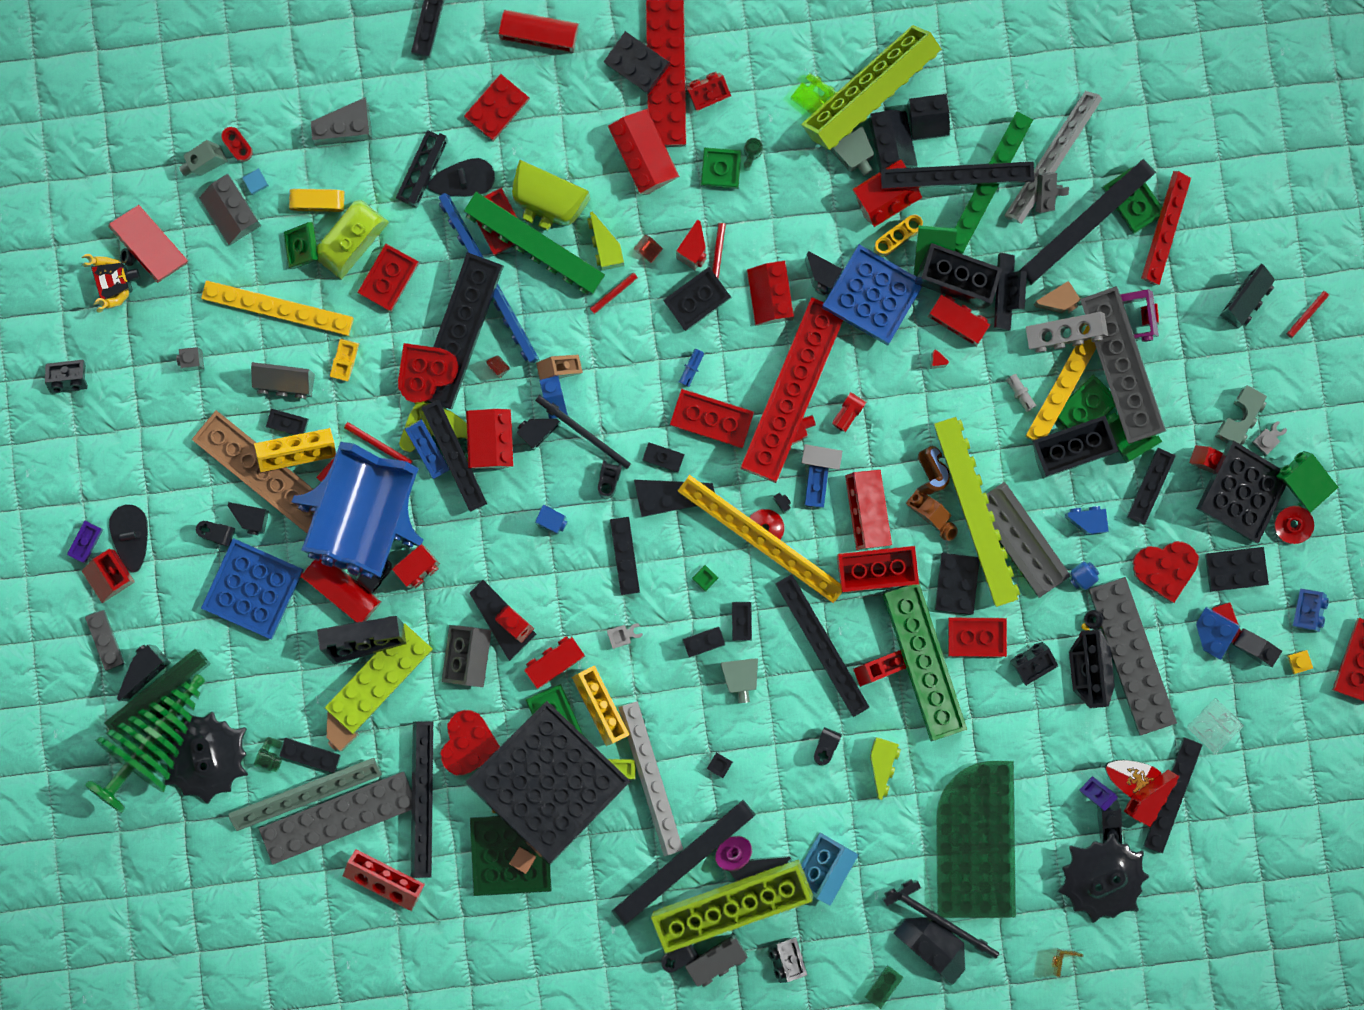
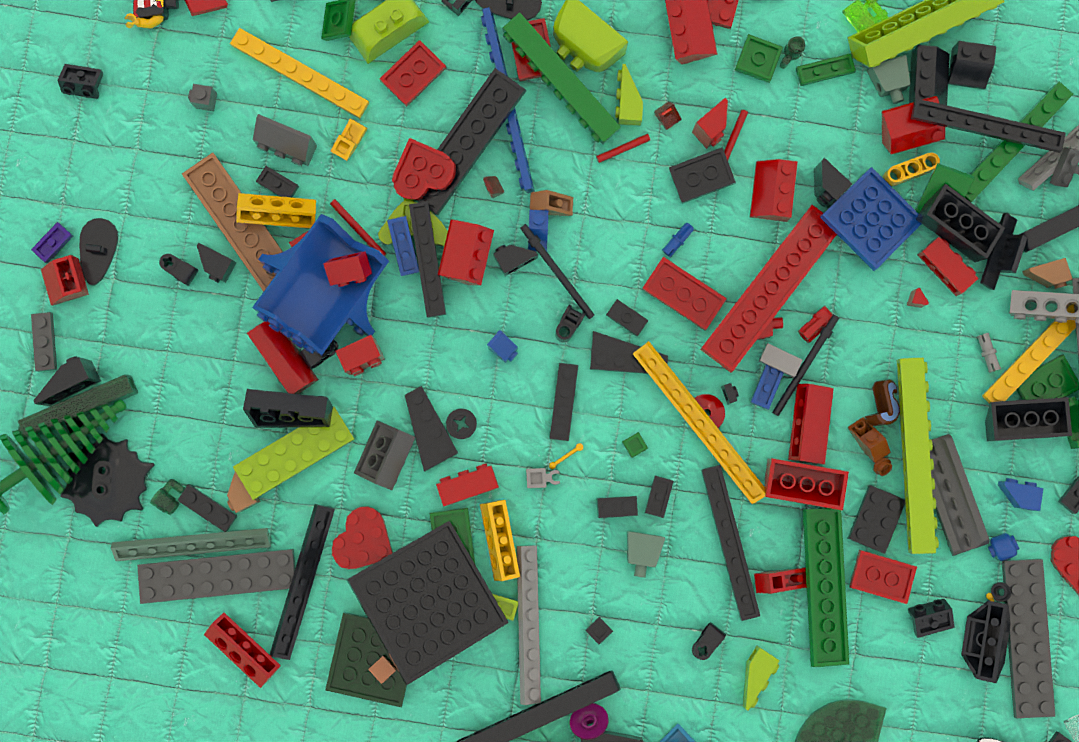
camera: 10 degrees right, 0 degrees up
(252, 589) = (198, 332): blue plate -> none
(381, 487) = (348, 268): none -> red brick
(514, 623) = (439, 437): red torso -> none
(527, 597) = (452, 426): none -> black gear
(652, 595) = (552, 465): none -> yellow hinge
(789, 160) = (825, 69): none -> green tile
(857, 418) = (825, 333): none -> black bar

